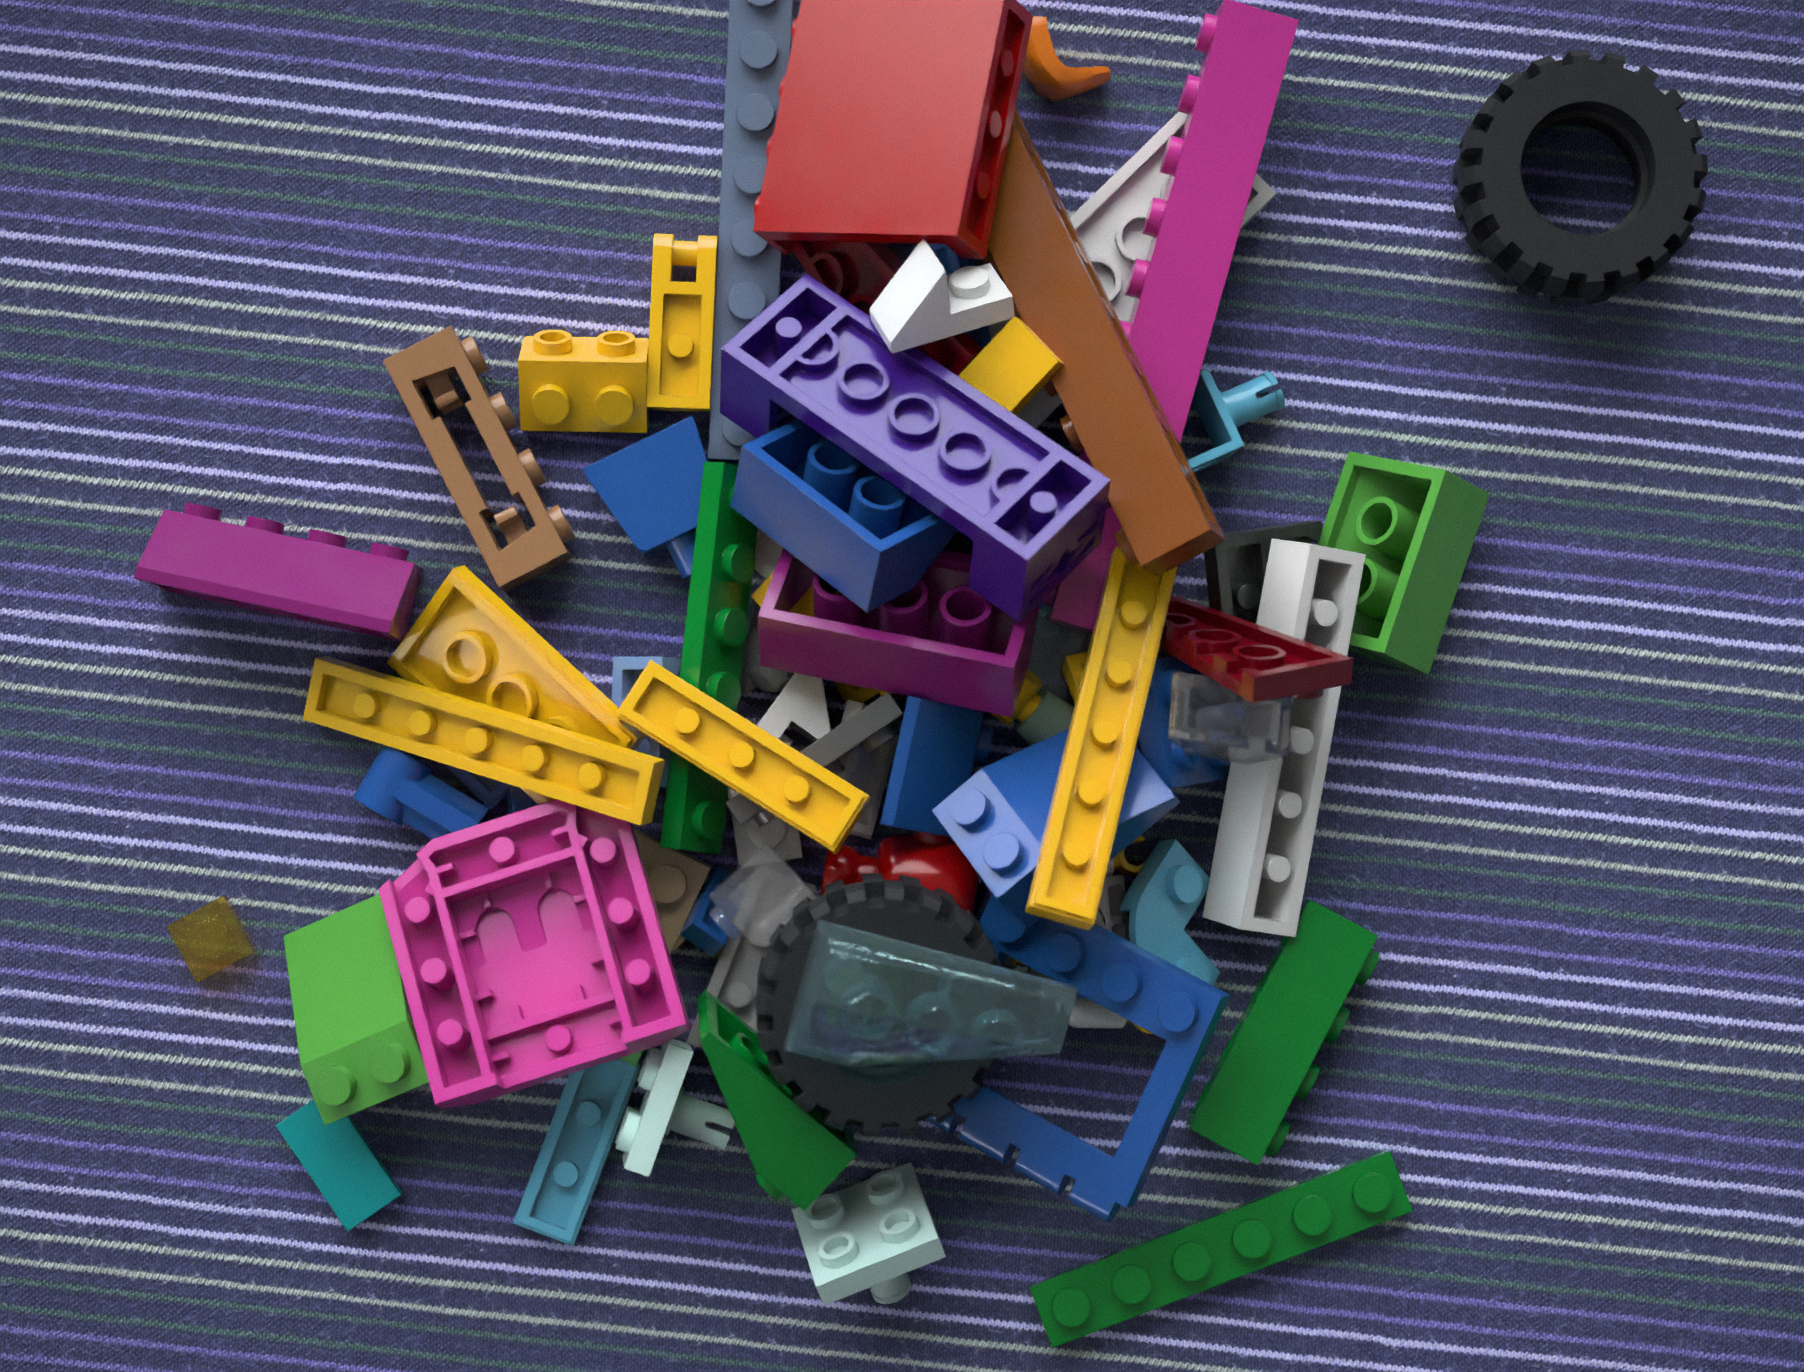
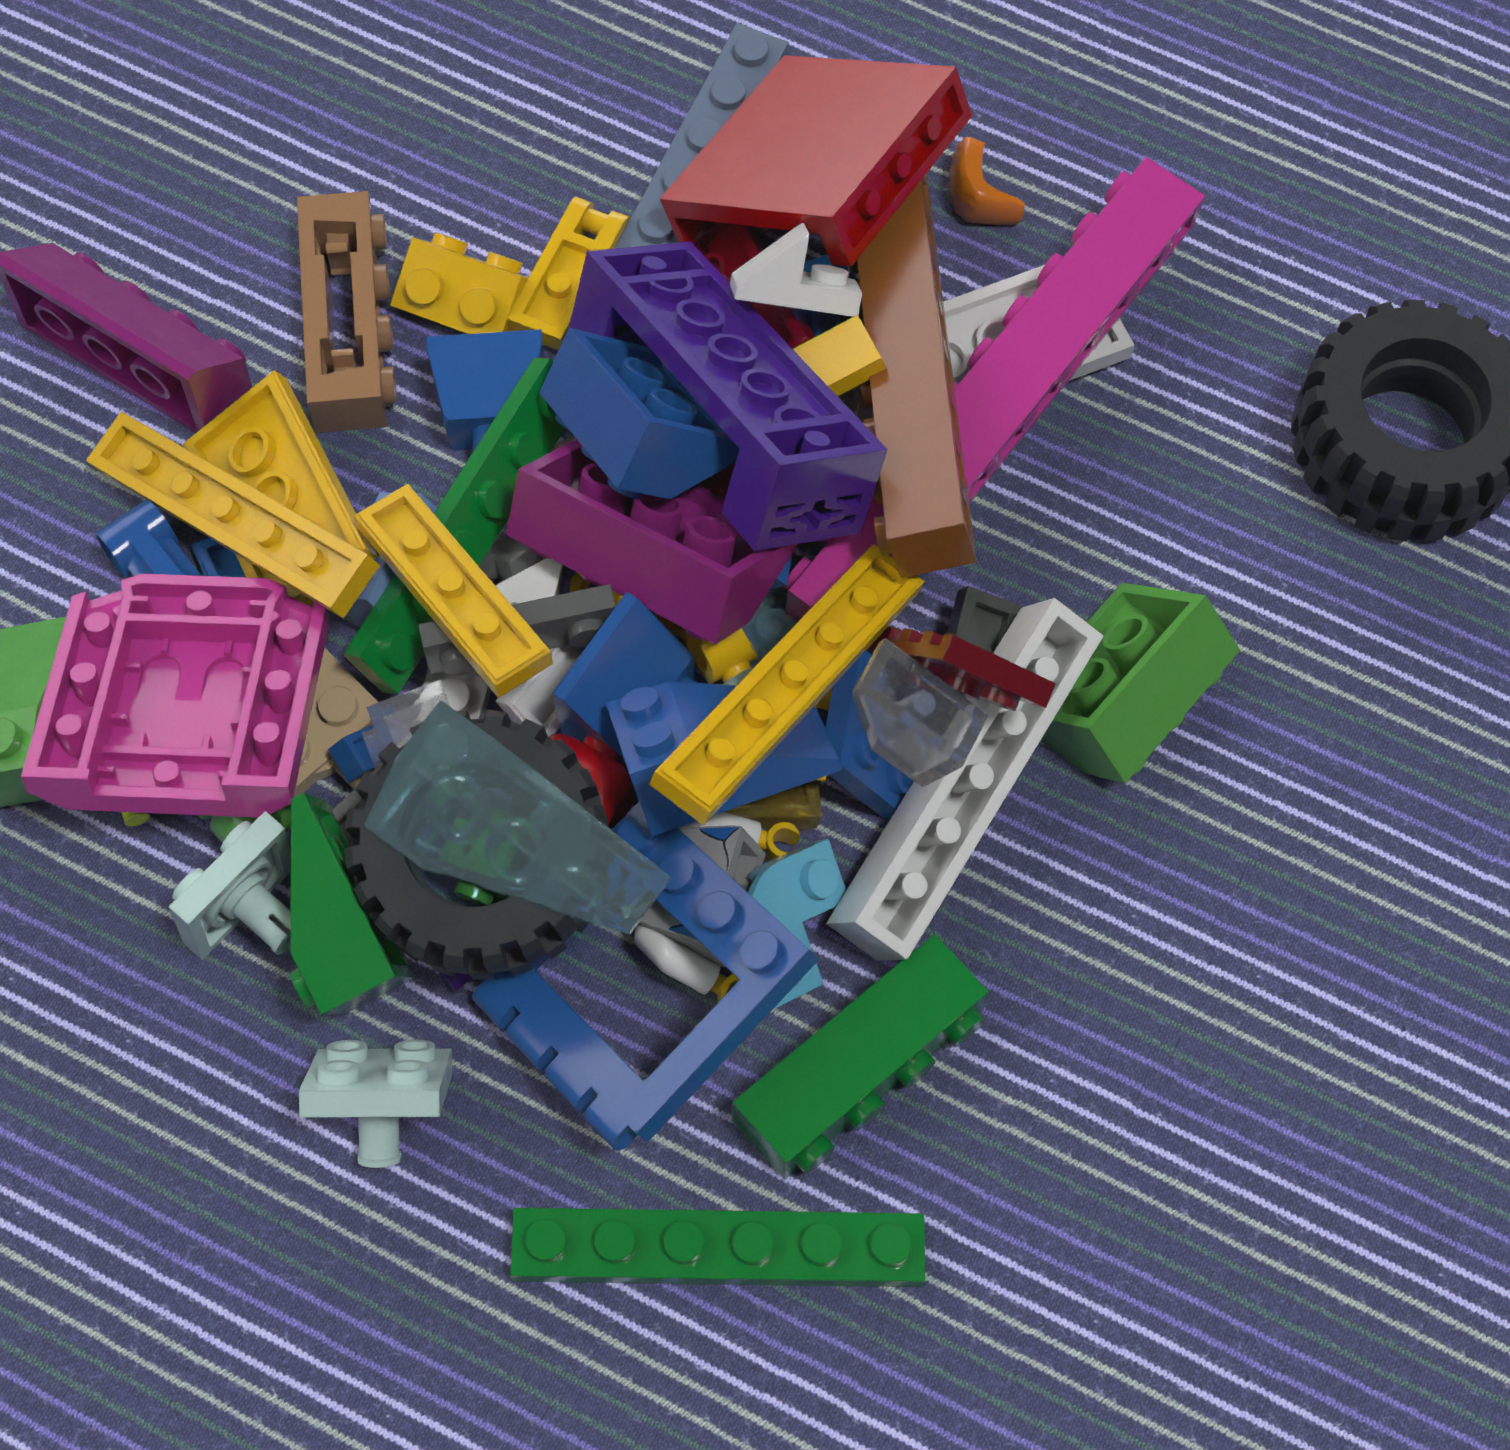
camera: 20 degrees right, 20 degrees down
(576, 1150) = (135, 920): medium azure tile -> none
(1229, 409) = (1021, 504): medium azure bracket -> none

